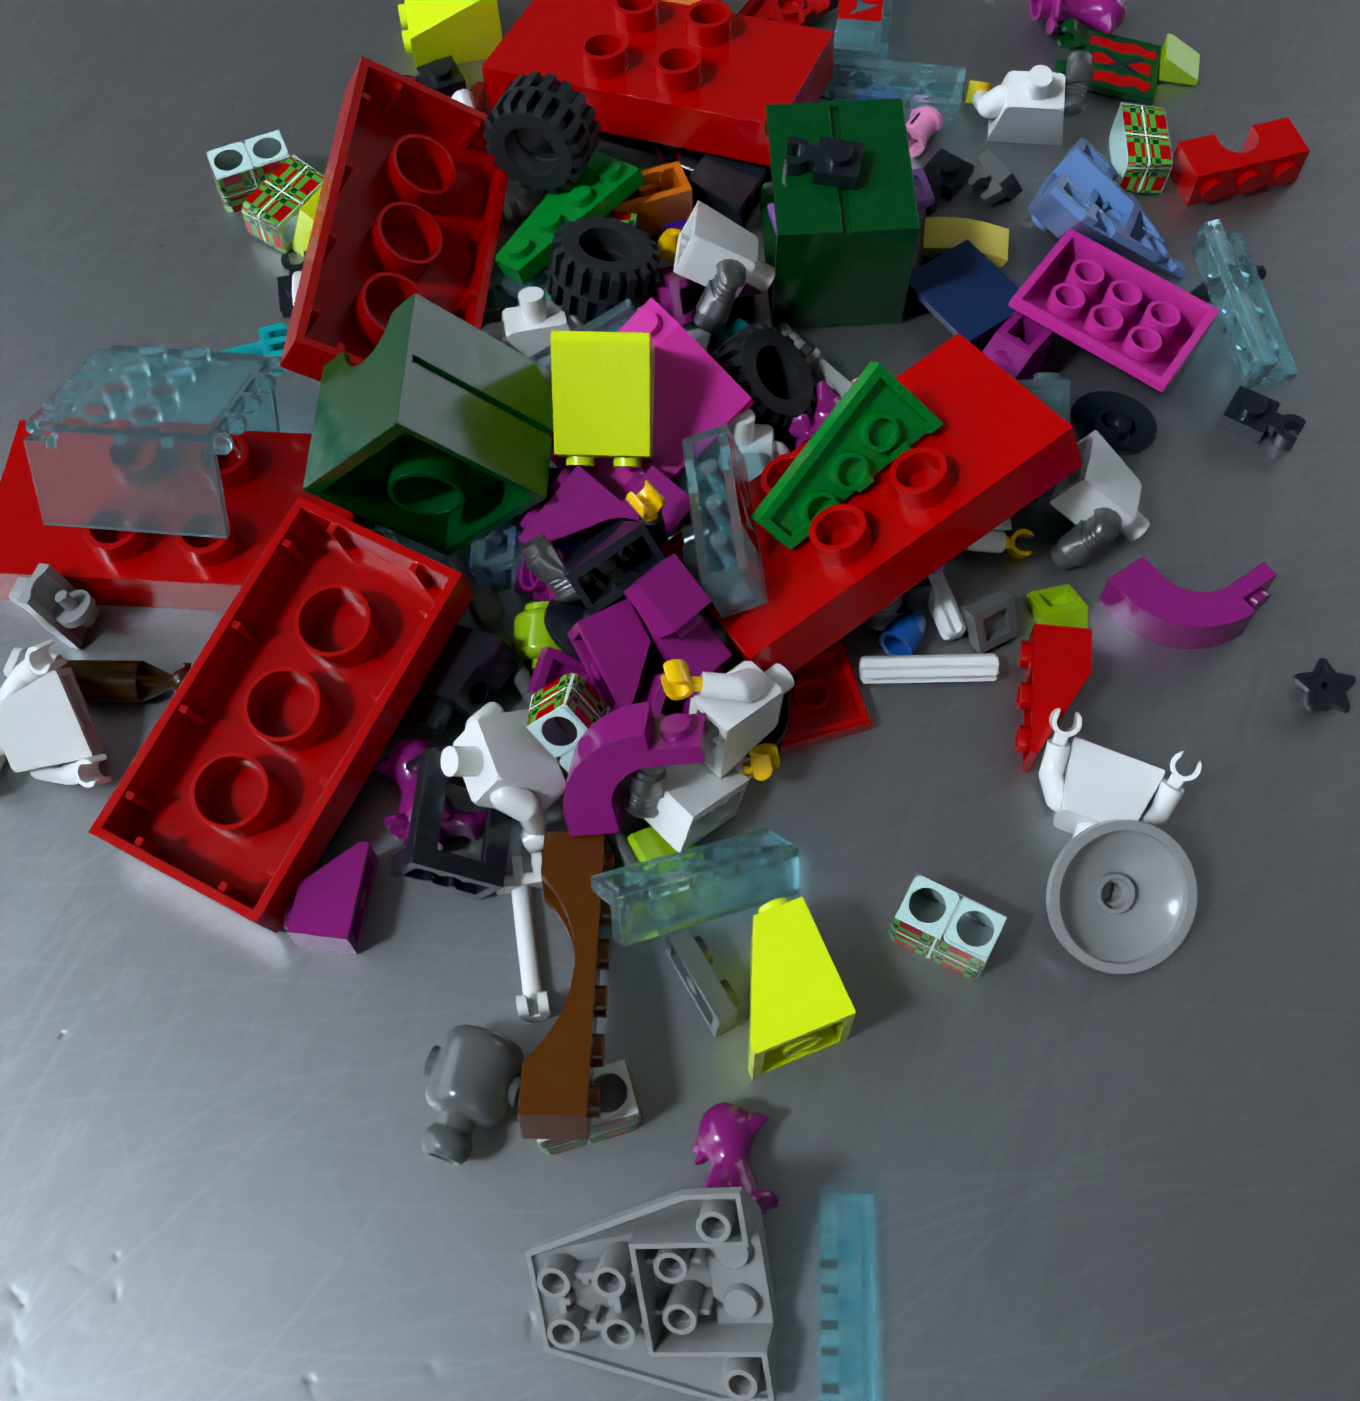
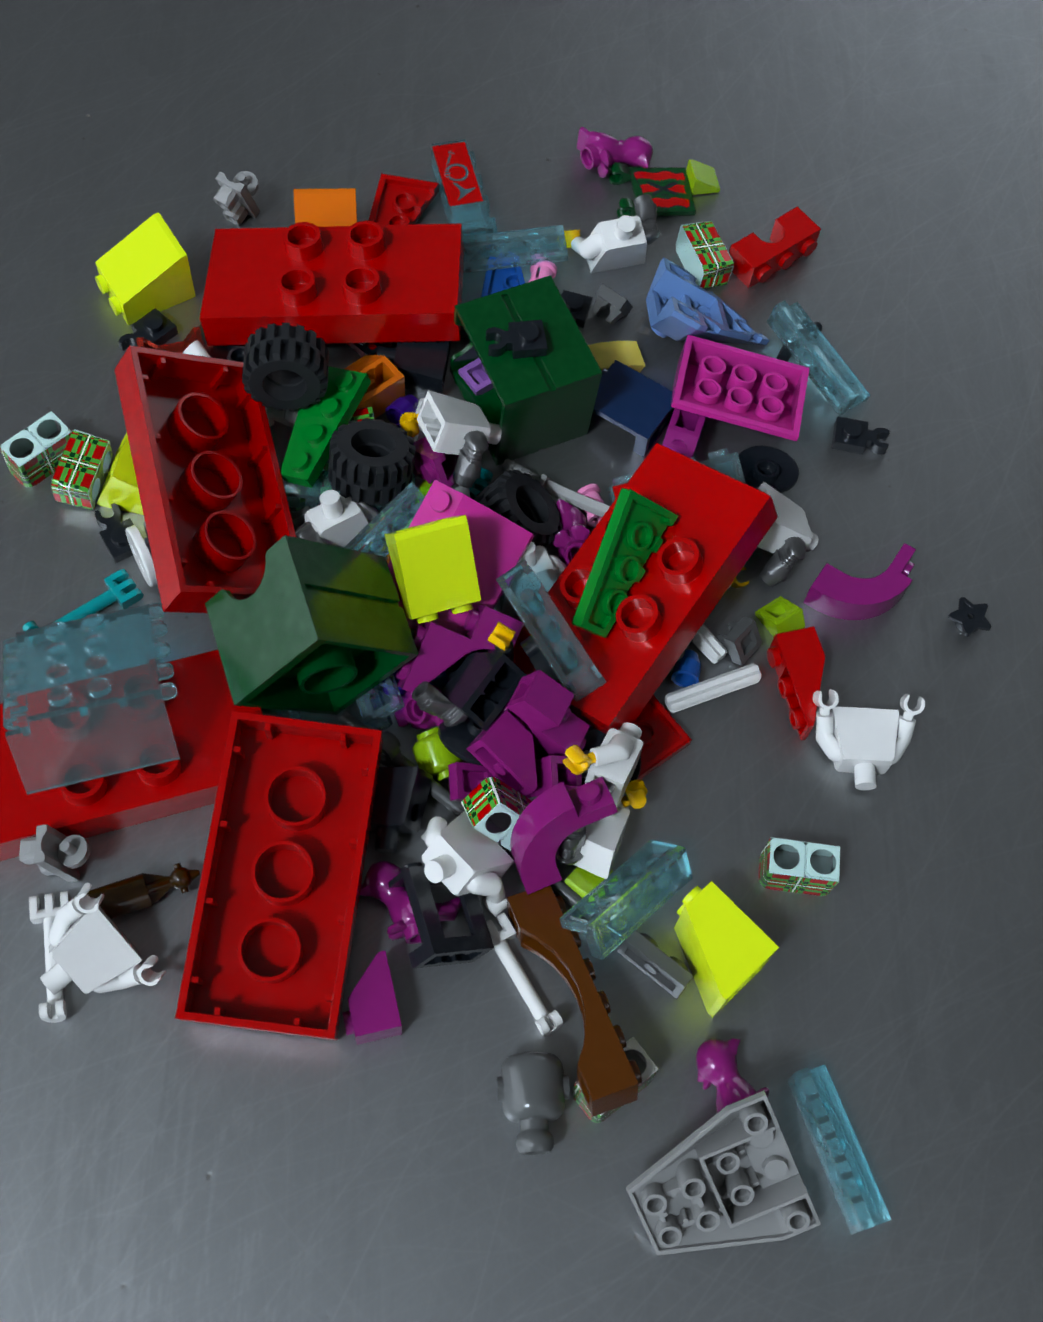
camera: 30 degrees left, 0 degrees up
(1149, 901) = (918, 806): light grey dish -> none

